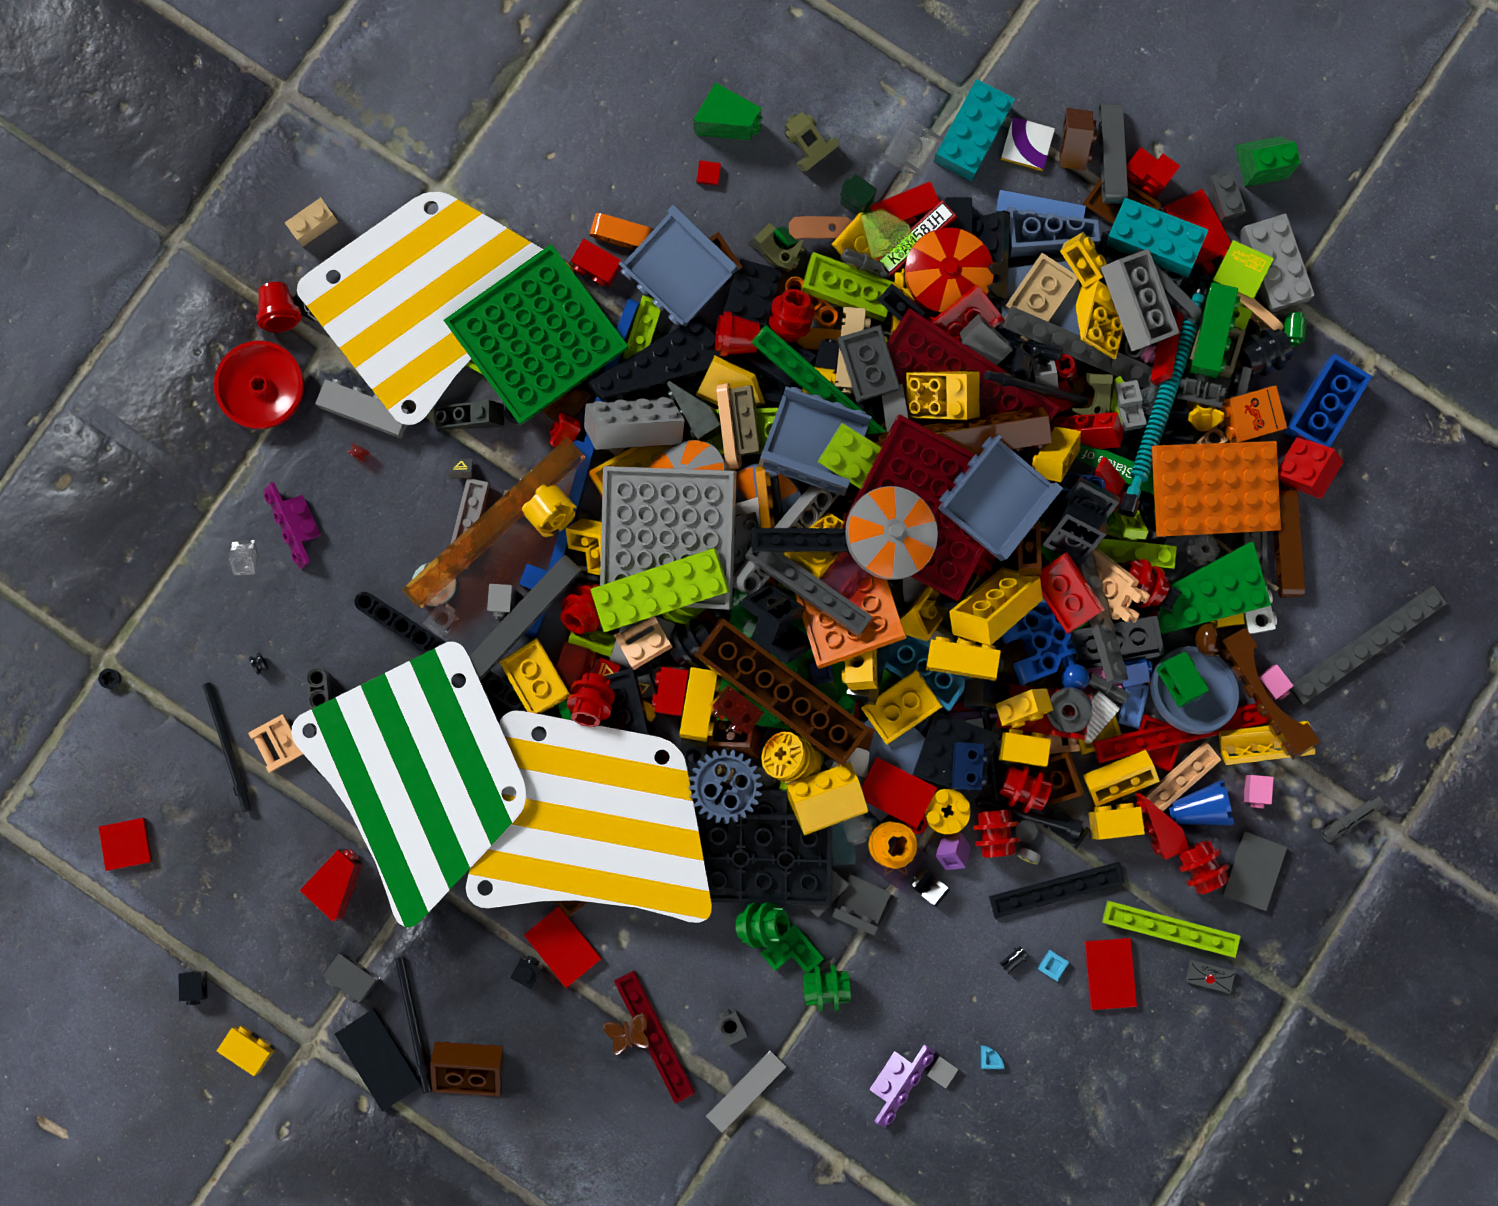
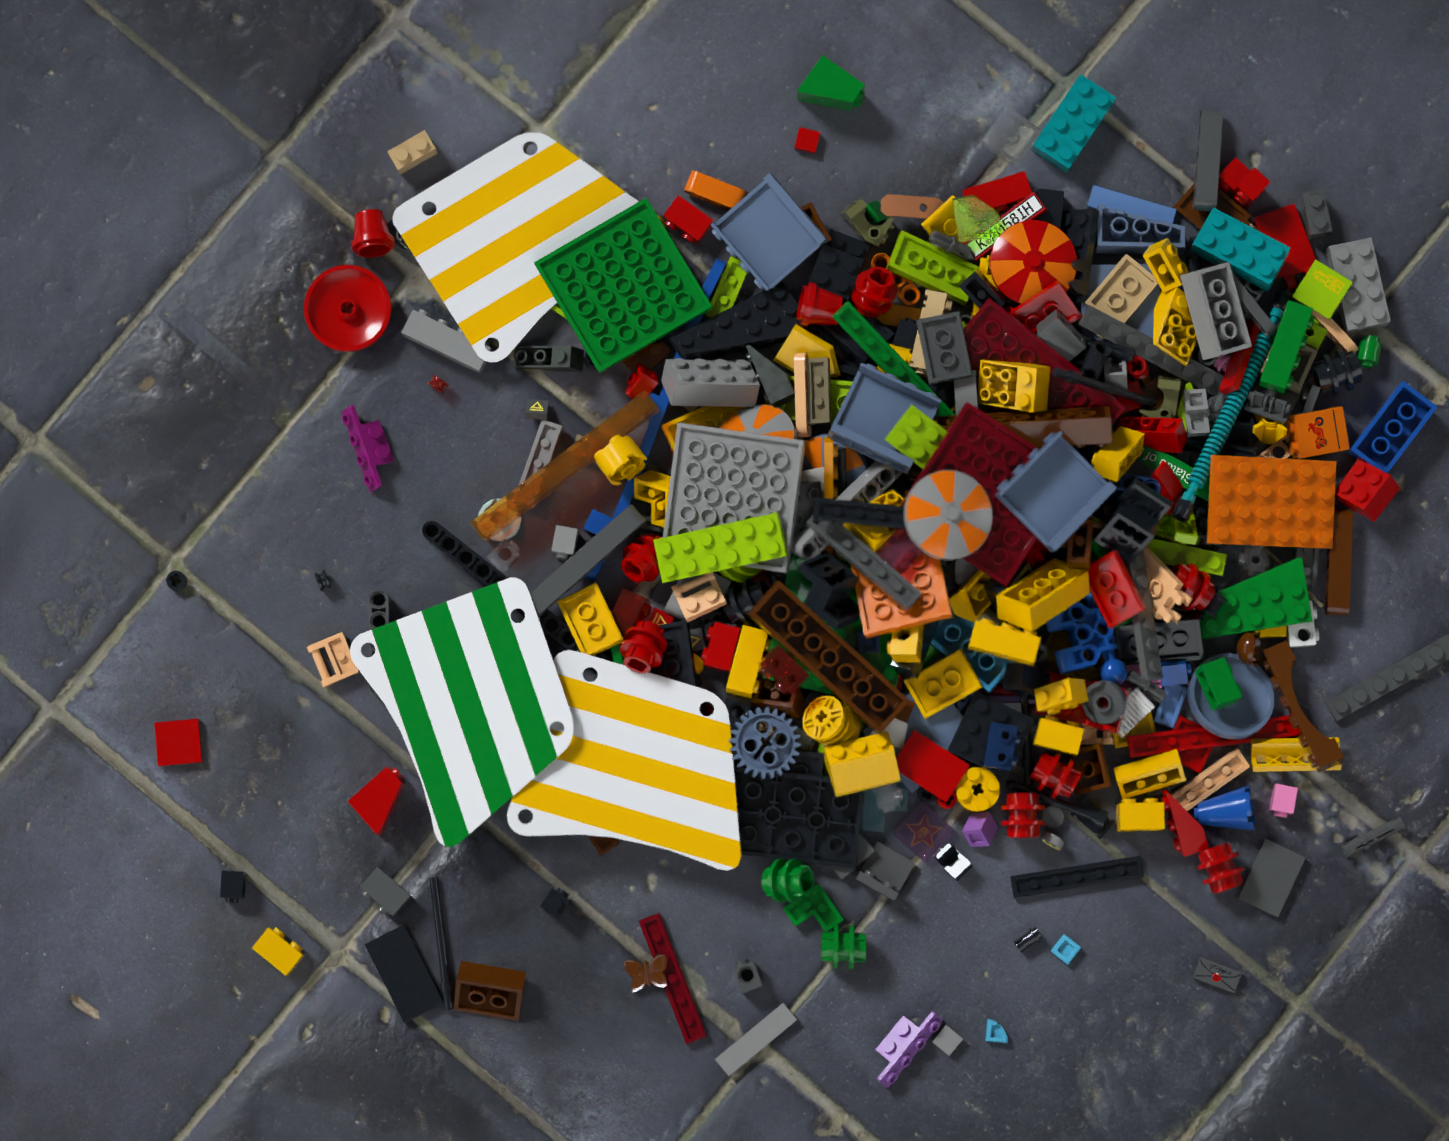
camera: 10 degrees right, 0 degrees up
(239, 788) = (293, 700): black bar -> none
(243, 558) = (318, 476): clear brick -> none
(562, 946) = (592, 883): red tile -> none
(596, 641) = (653, 591): lime plate -> none
(799, 125) = (900, 104): olive tile -> none
(857, 194) = (951, 178): clear green piece -> none
(905, 843) = (933, 816): light orange piece -> none
(1027, 144) = (1125, 141): tile -> none
(1077, 139) = (1175, 139): reddish brown brick -> none
(1110, 973) = (1120, 962): red tile -> none
(1171, 929) = (1183, 925): lime plate -> none
(1267, 160) = (1359, 181): green slope -> none
(1275, 682) = (1310, 697): bright pink brick -> none

